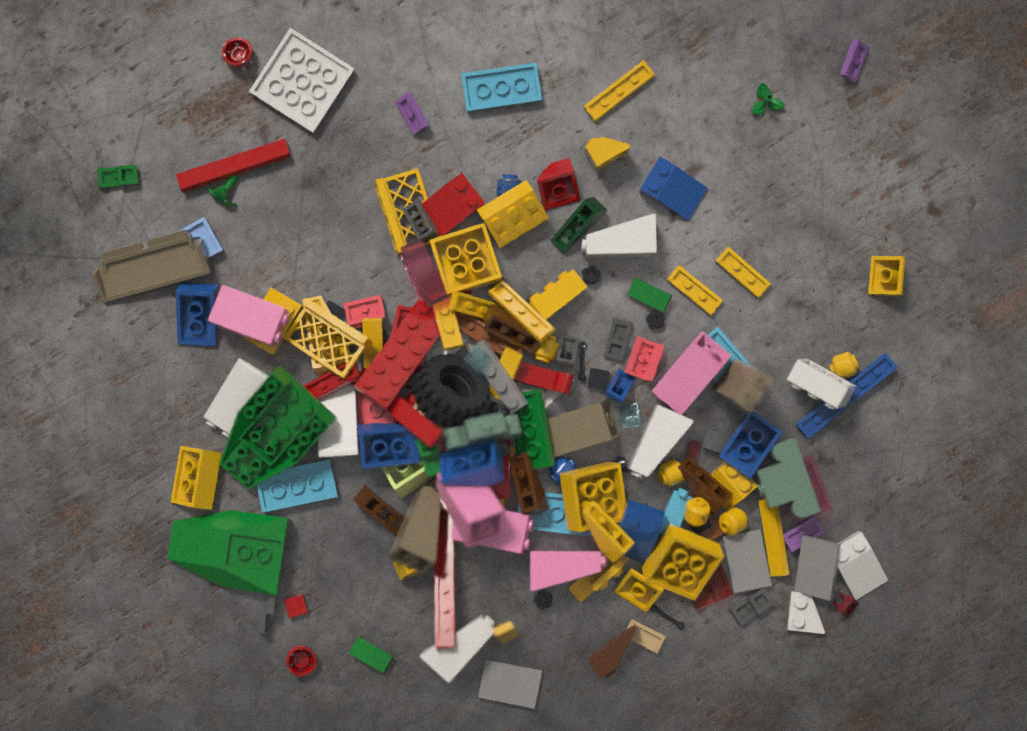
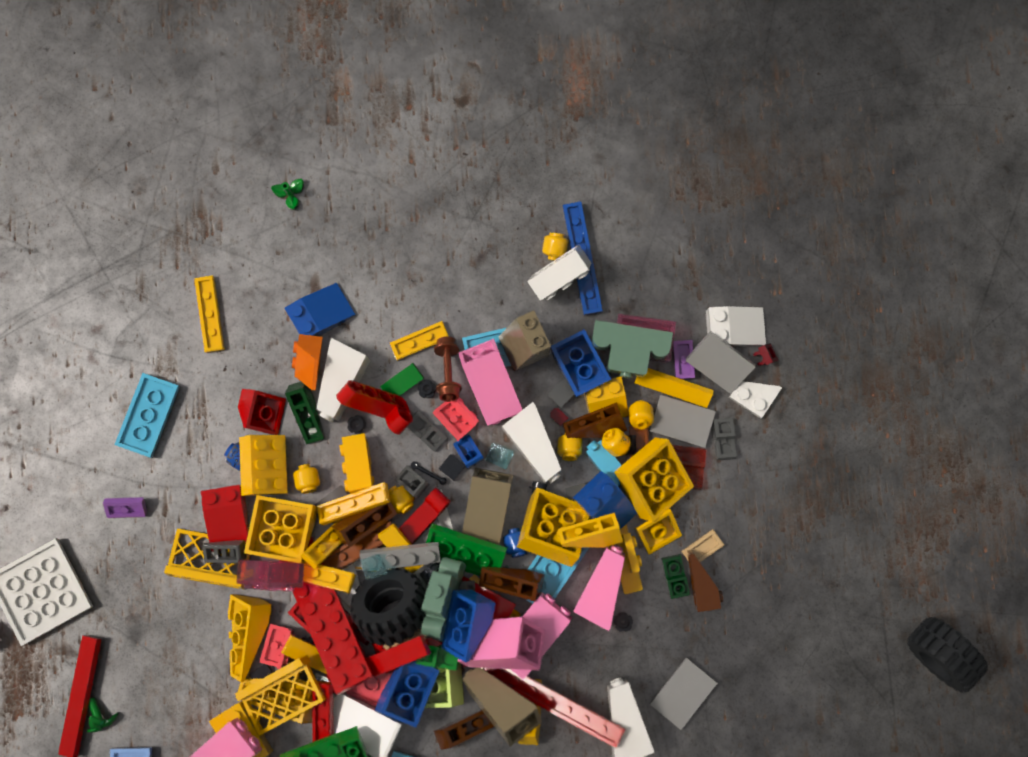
camera: 55 degrees left, 5 degrees down
(370, 276) = (249, 623): none -> yellow wedge
(506, 632) = (635, 673): yellow tile -> none
(520, 257) = (306, 479): none -> yellow head
(604, 151) = (253, 353): yellow slope -> none
(607, 625) = (675, 576): none -> dark green slope
(620, 285) = (378, 403): none -> red beam
(625, 202) = (307, 359): none -> orange slope
(680, 625) = (709, 510): black hinge -> none
(700, 317) = (446, 348): none -> copper piece
(743, 272) = (427, 290): yellow tile -> none
(854, 60) = (296, 99): medium lavender plate -> none
(886, 275) = (497, 168): yellow slope -> none

